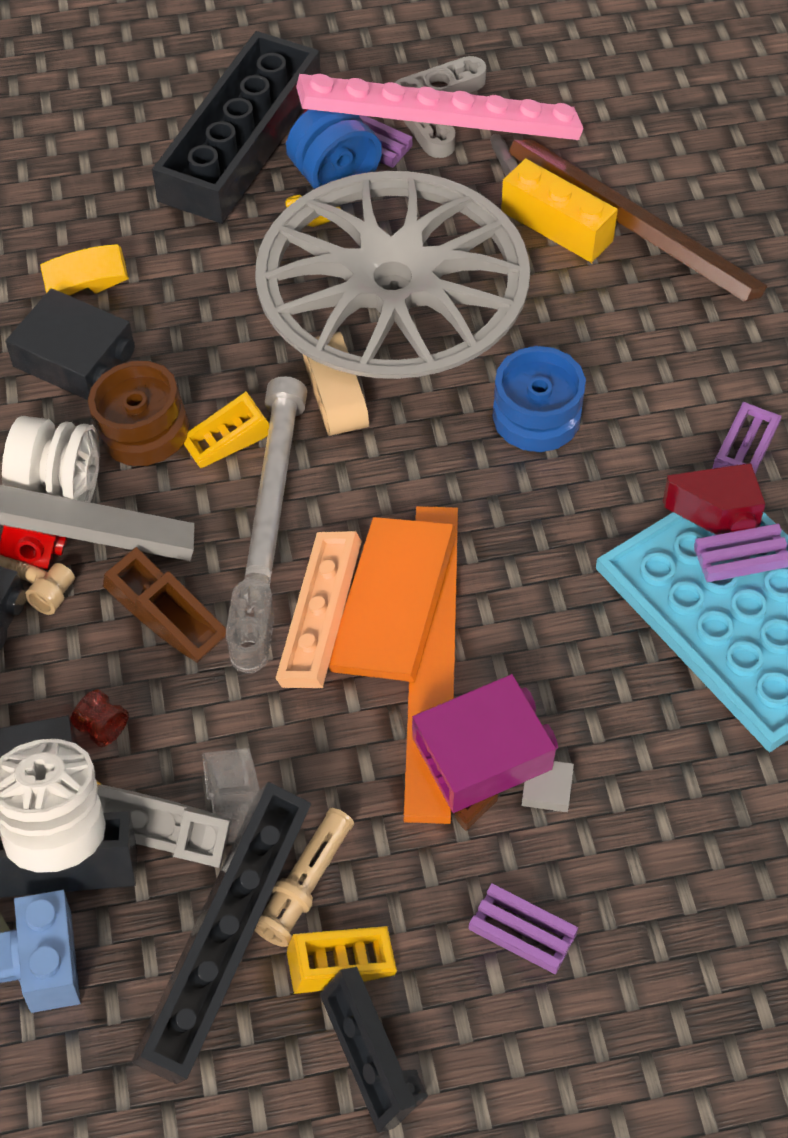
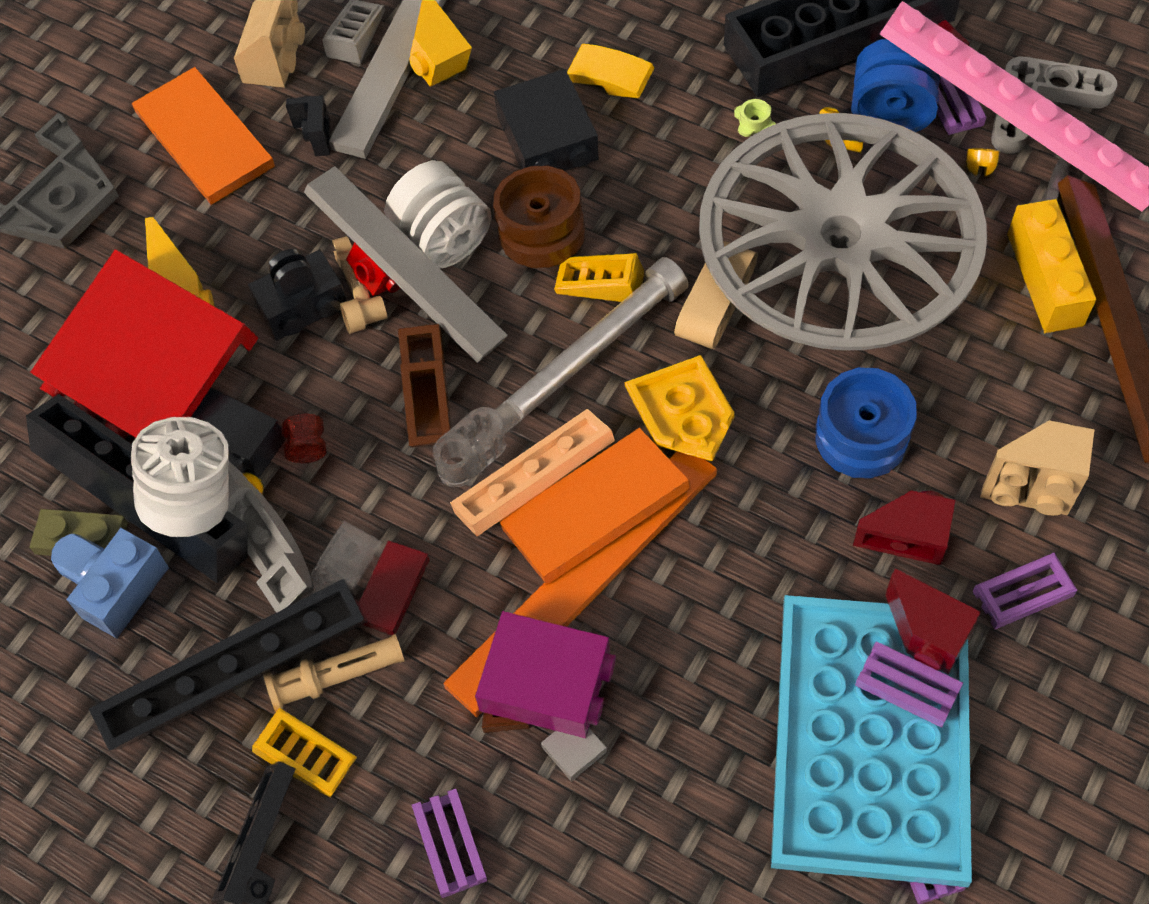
camera: 45 degrees right, 5 degrees up
(236, 239) = (753, 117): none -> yellowish green plate
(284, 765) = (392, 586): none -> dark red tile
(391, 481) = (683, 408): none -> yellow tile
(439, 167) = (982, 157): none -> yellow hinge
(638, 450) = (909, 527): none -> dark red slope
(694, 345) = (1042, 469): none -> tan slope

